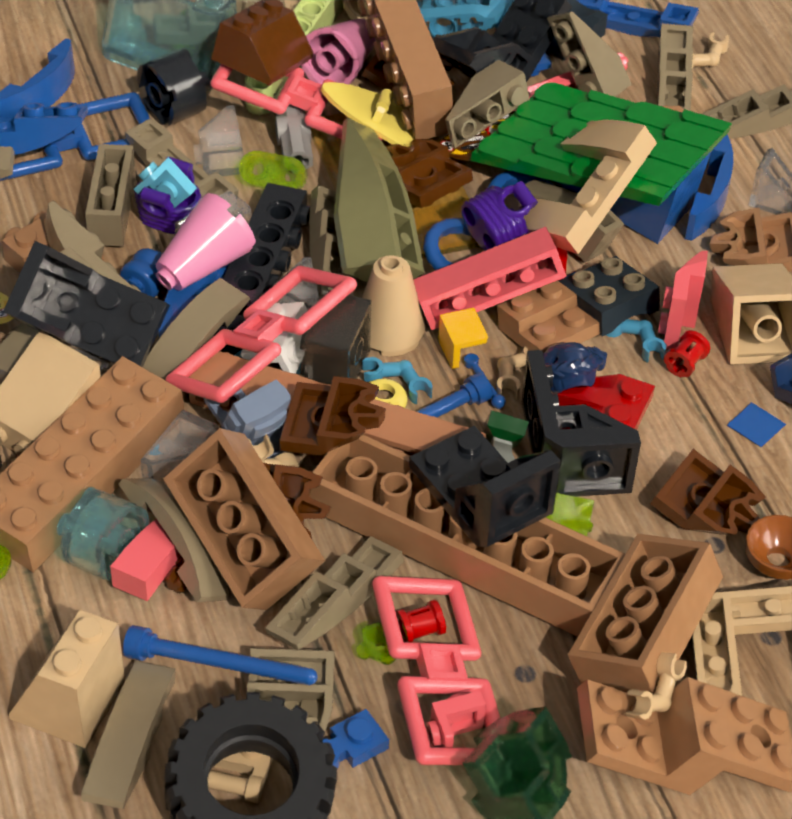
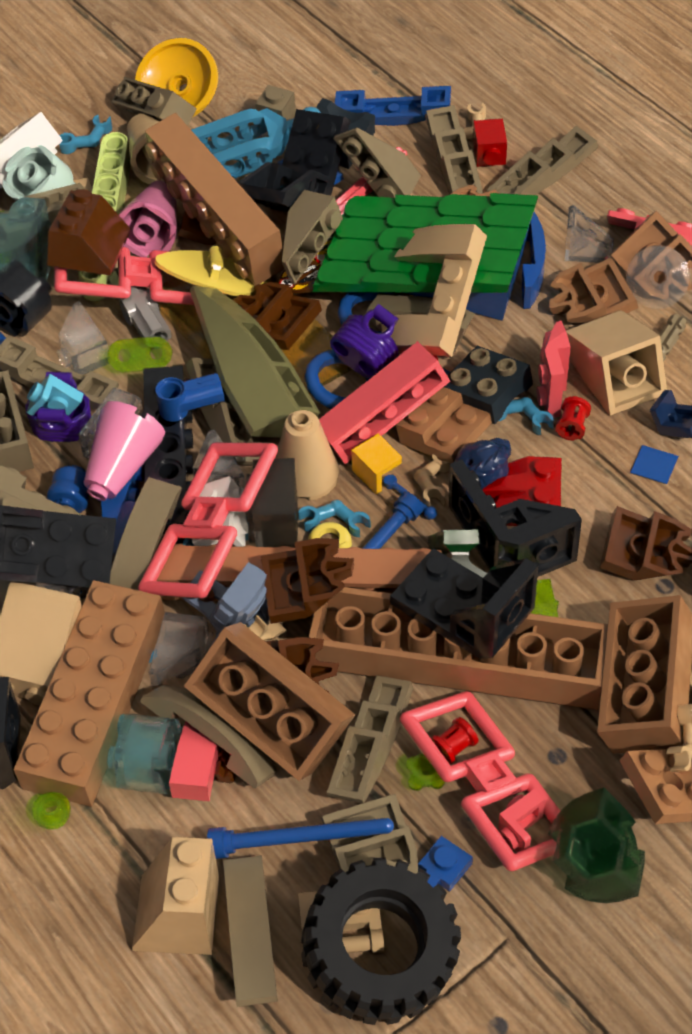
camera: 15 degrees left, 5 degrees up
(285, 216) = (179, 396): none -> blue piece
(717, 73) = (489, 142): none -> red brick

